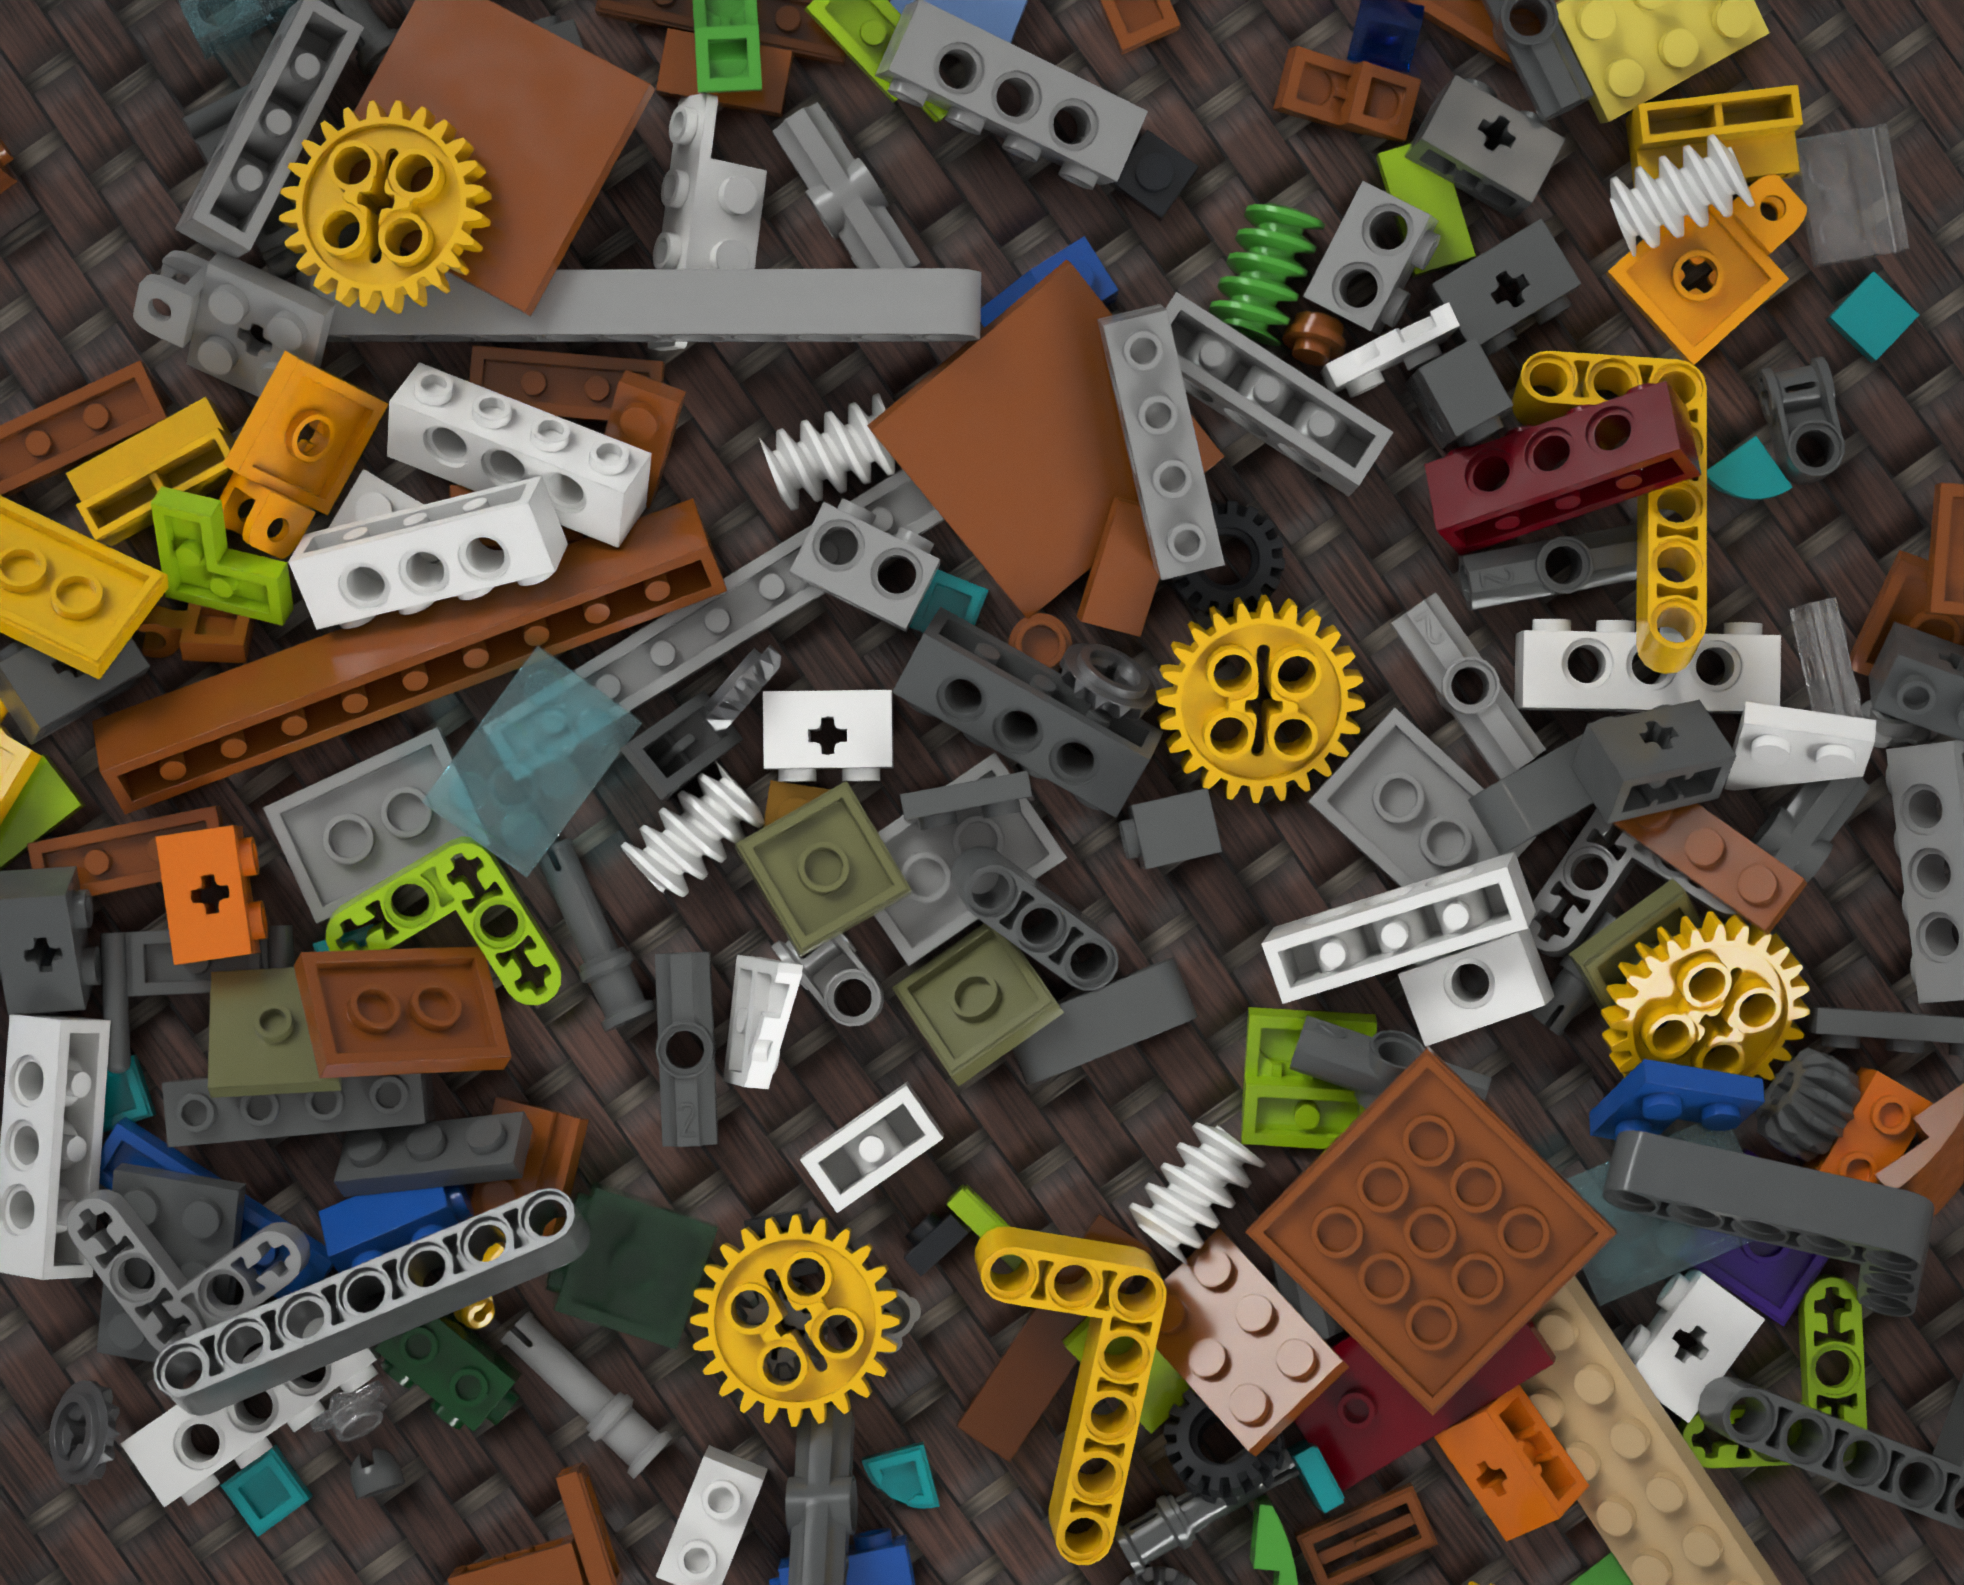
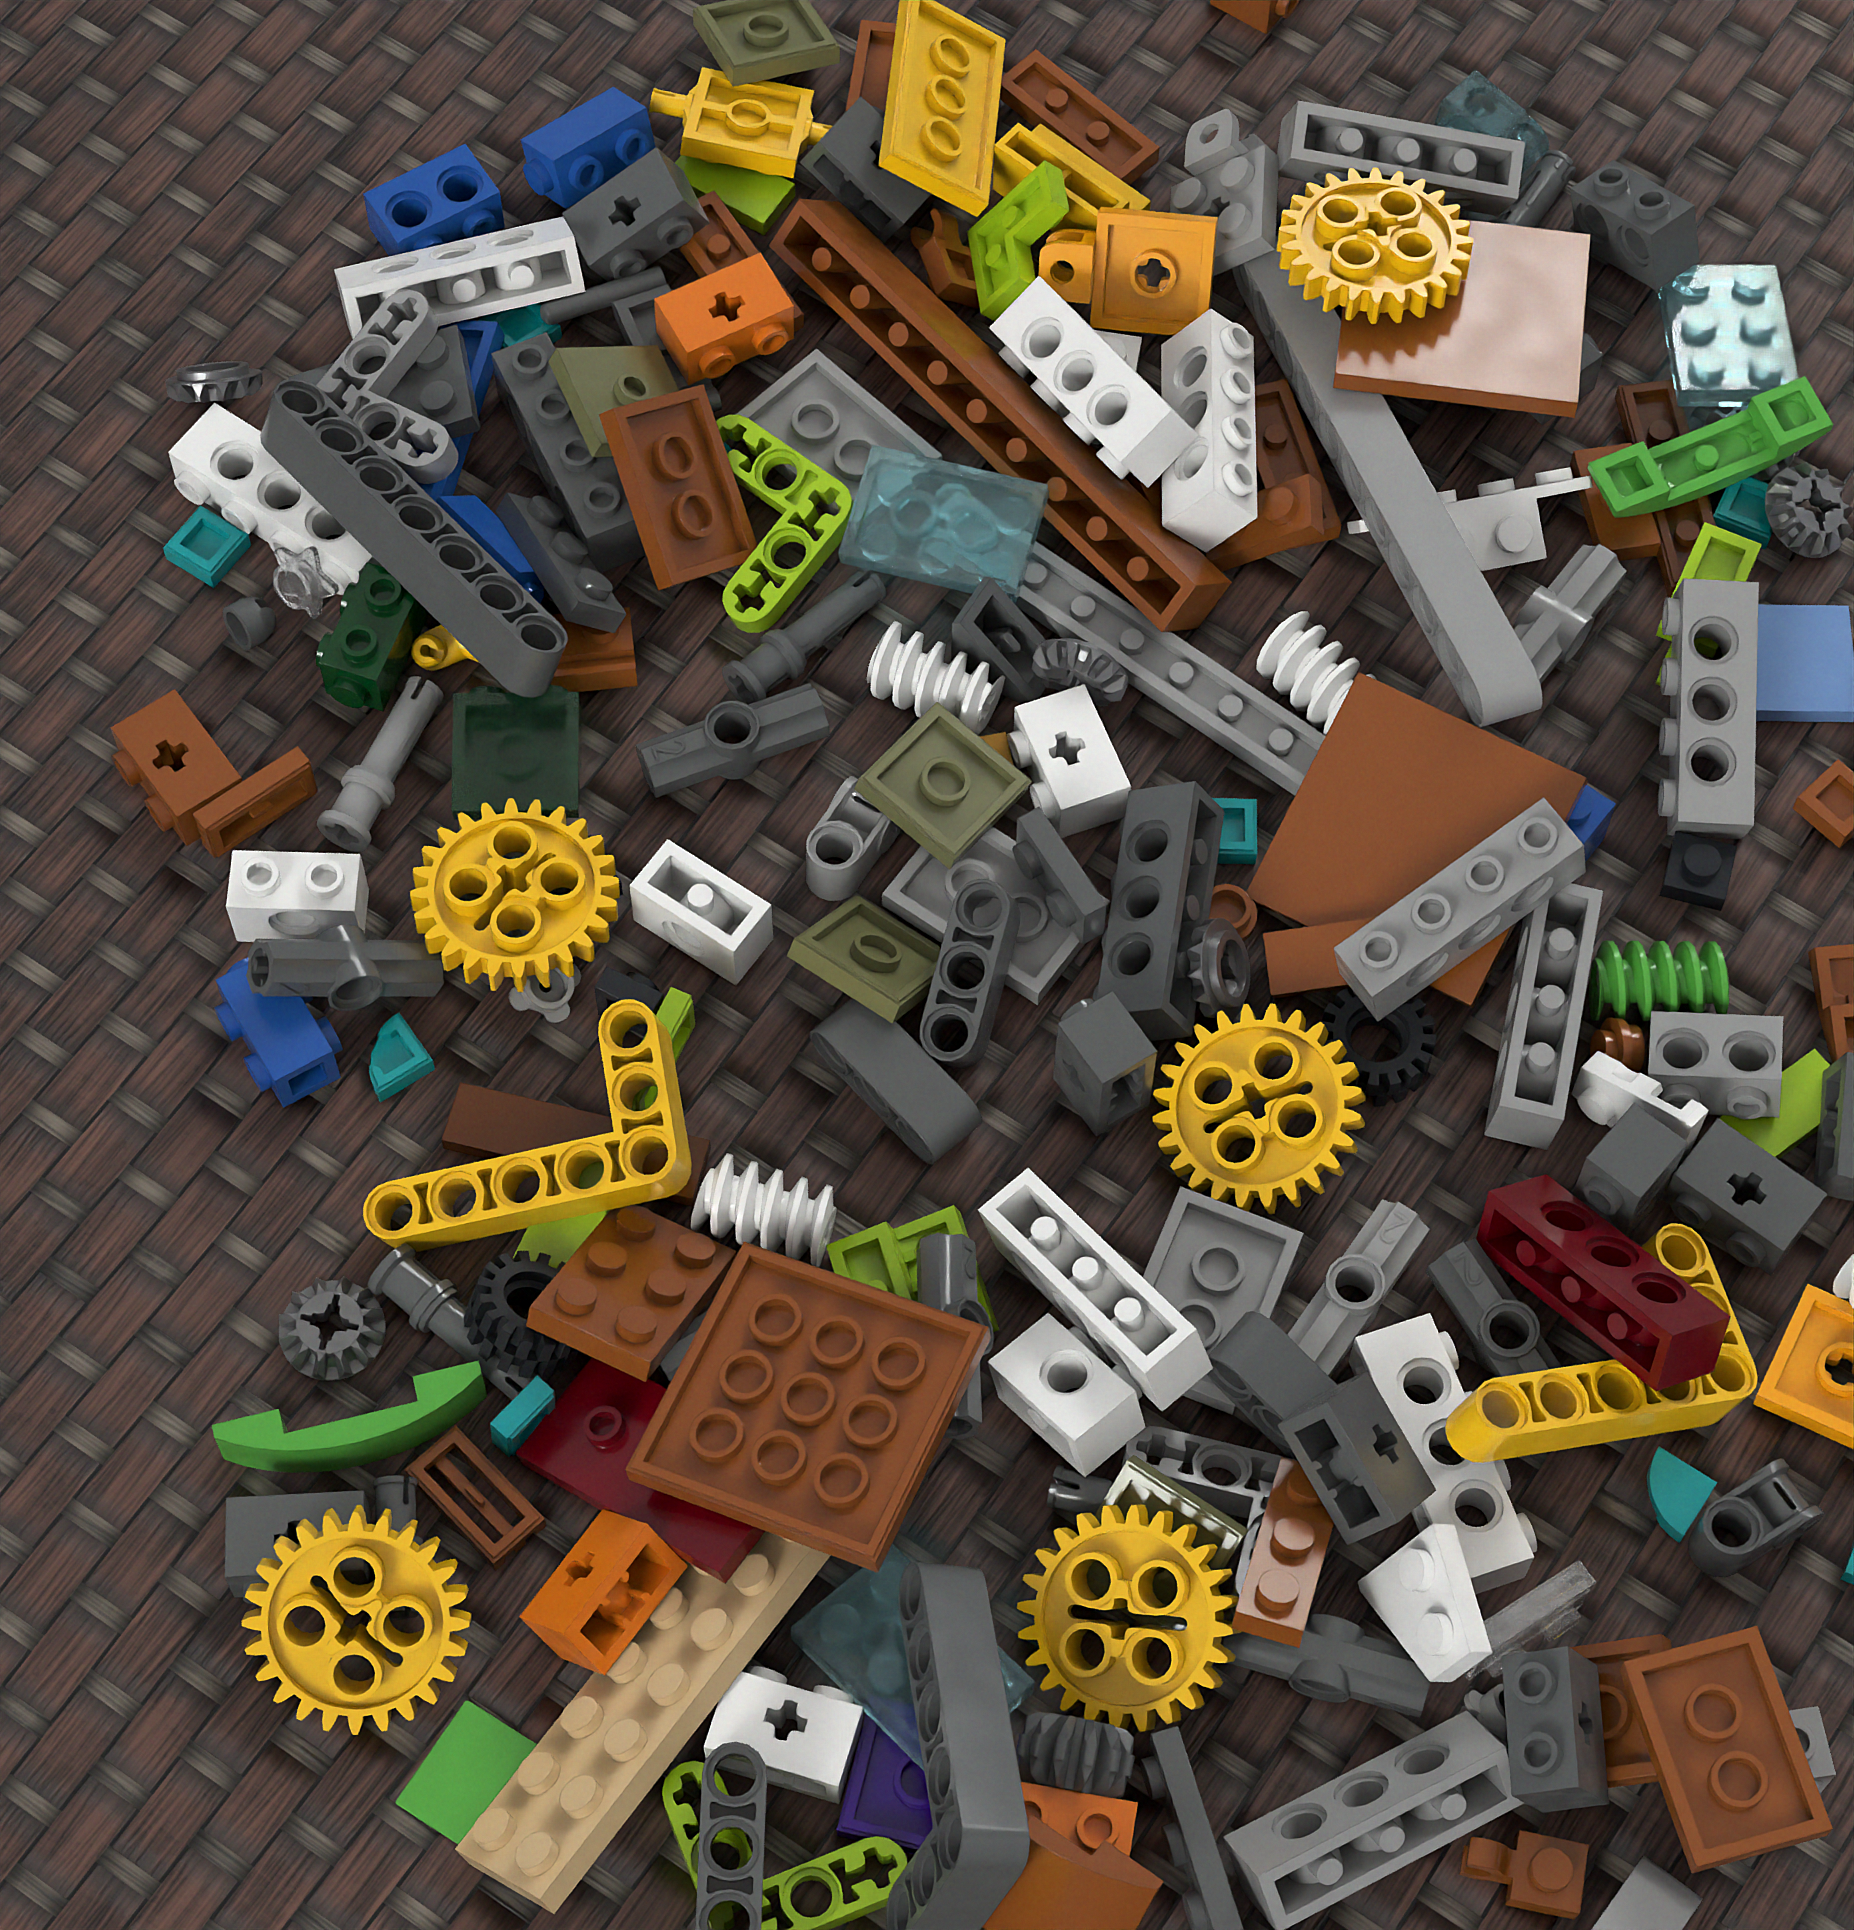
camera: 75 degrees right, 25 degrees down
(758, 1018) = (807, 782): white wing -> none
(858, 579) = (1229, 726): light grey brick -> none
(1662, 1092) = (1032, 1597): blue plate -> none

